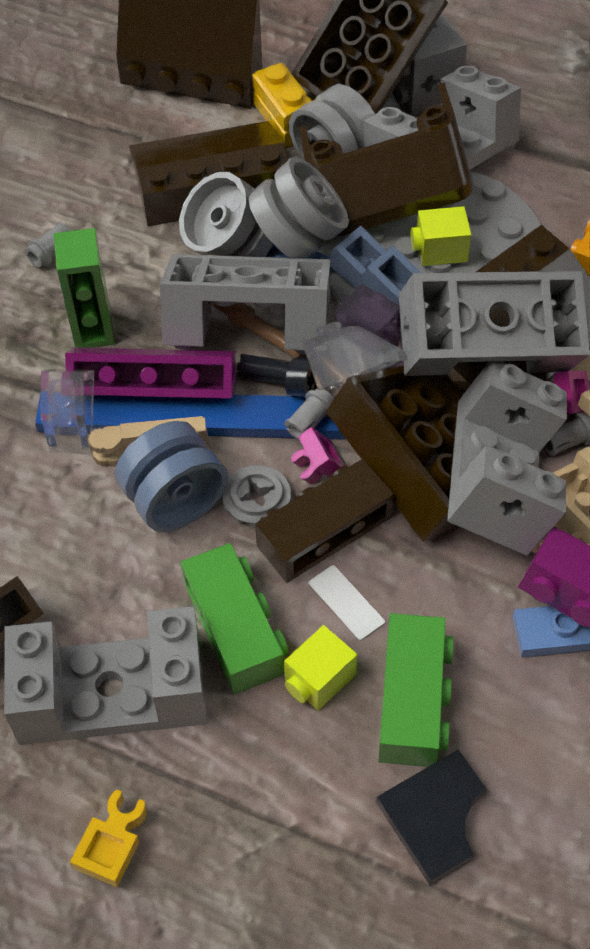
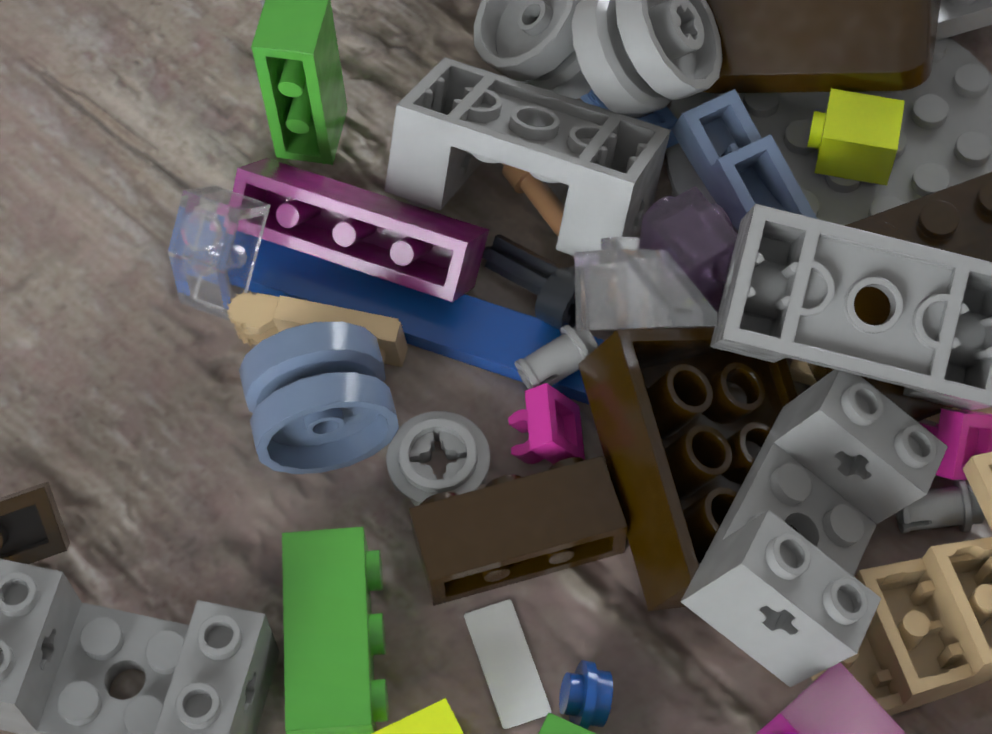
camera: 20 degrees right, 5 degrees up
(405, 598) = (586, 695): none -> blue plate

